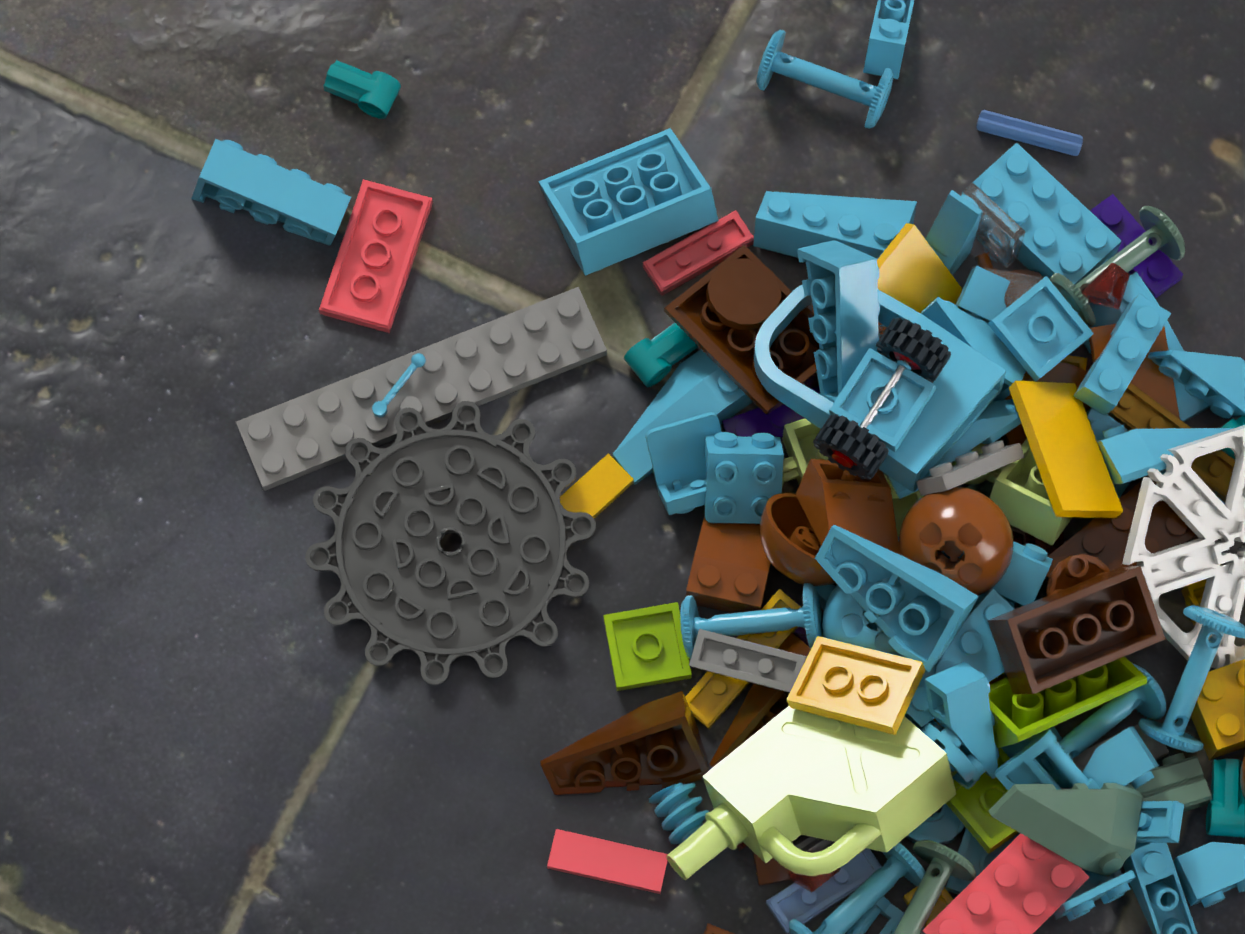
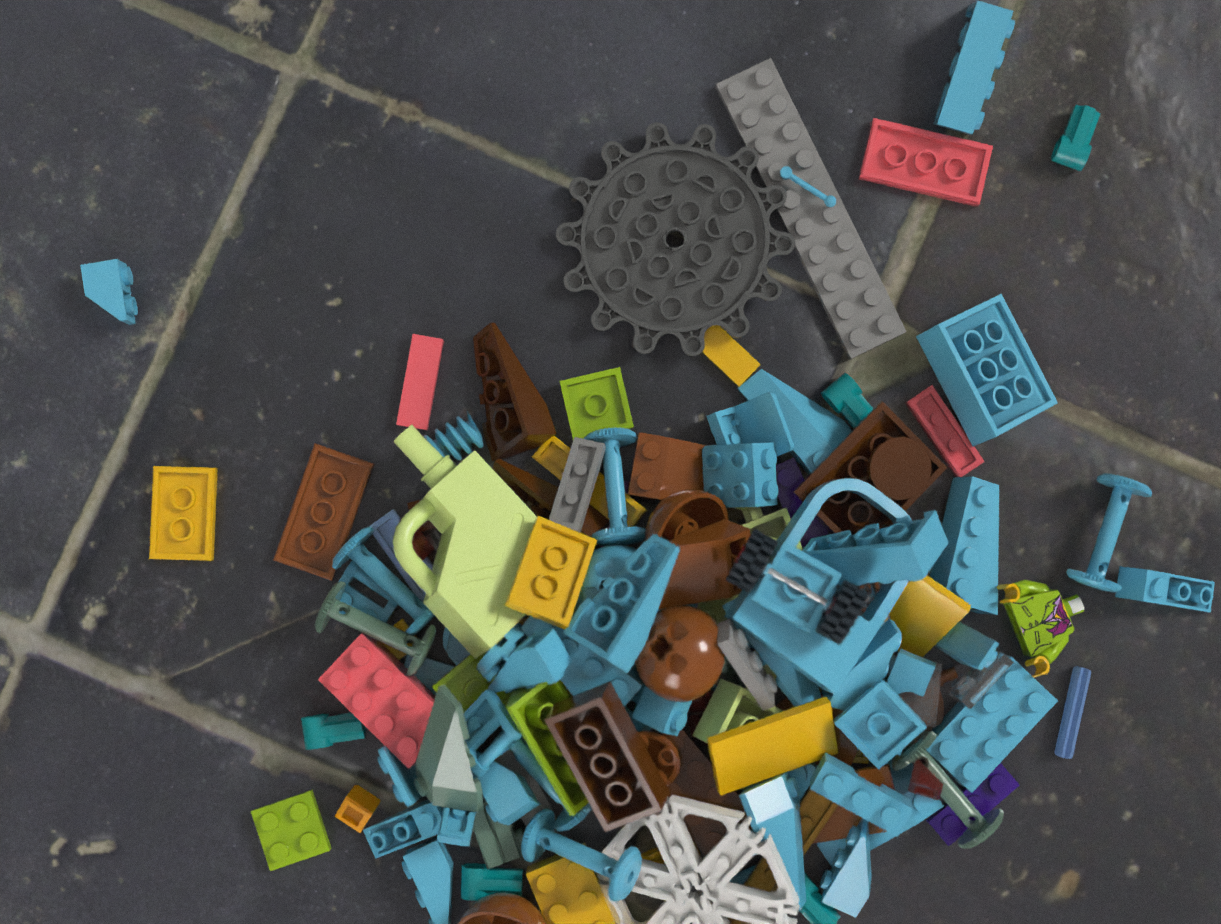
camera: 90 degrees right, 15 degrees up
(924, 159) = (1040, 620): none -> lime torso

